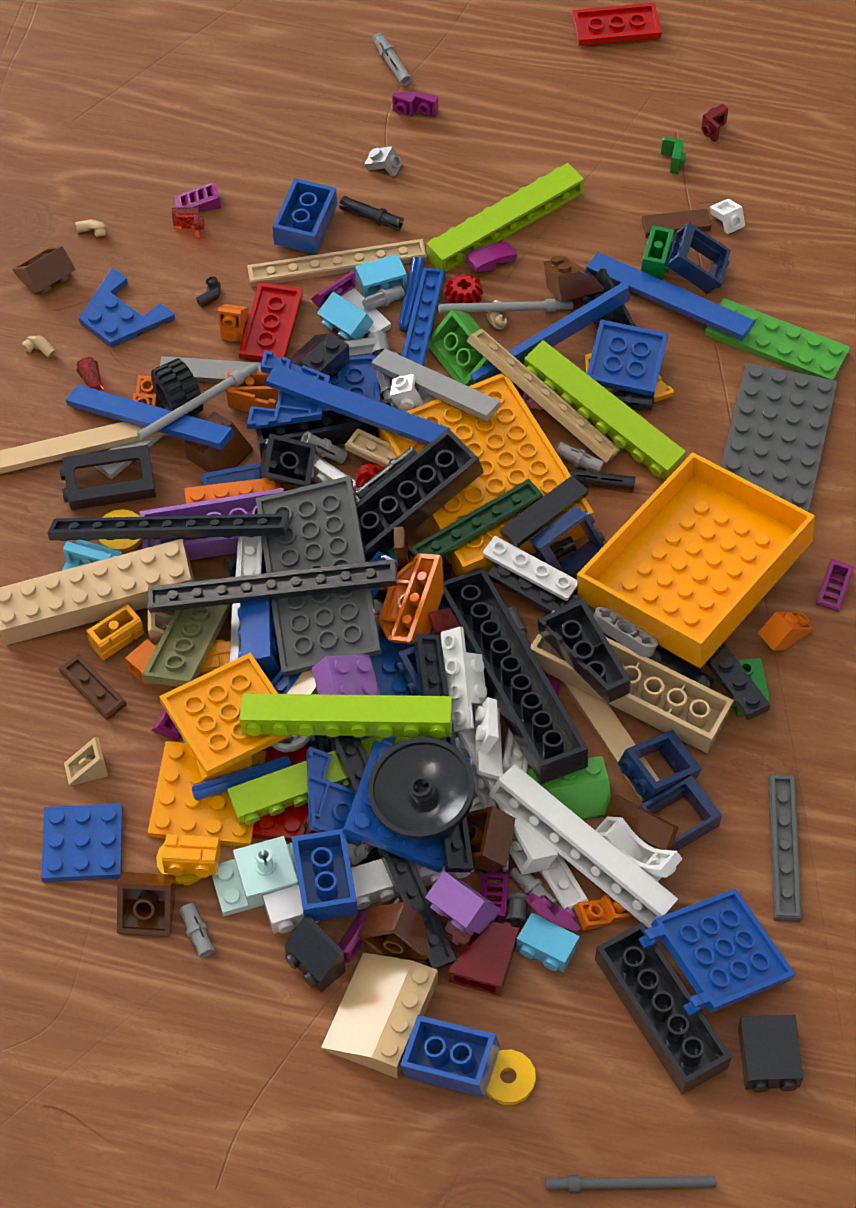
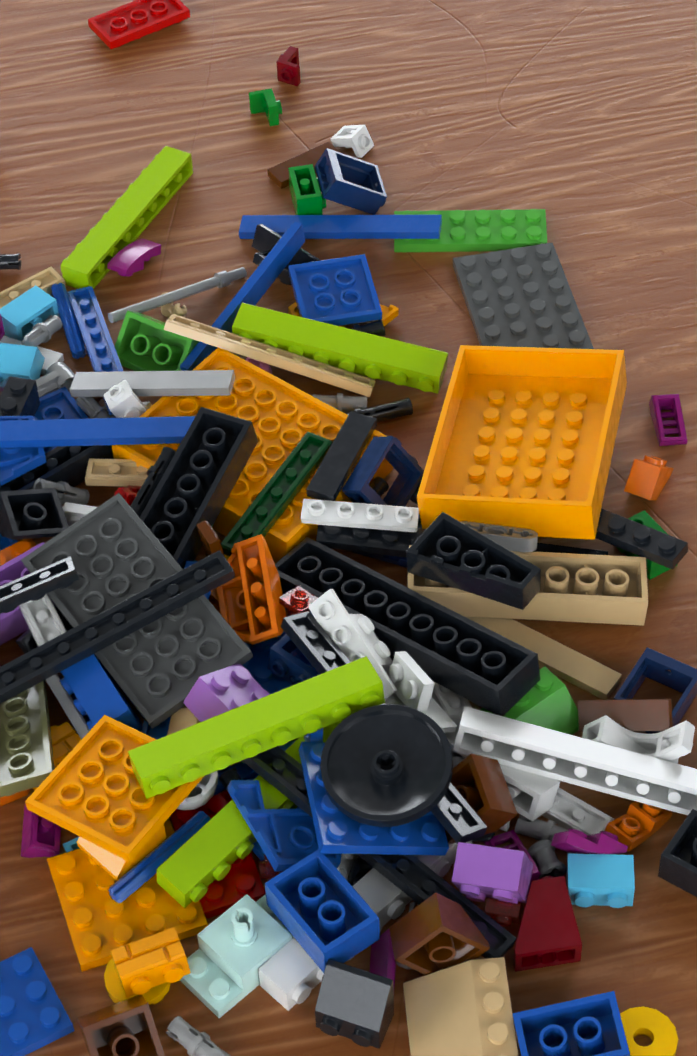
camera: 25 degrees left, 10 degrees down
(463, 289) = (123, 293): red gear -> none
(569, 279) = (230, 246): reddish brown slope -> none
(674, 753) = (613, 637): dark blue window -> none

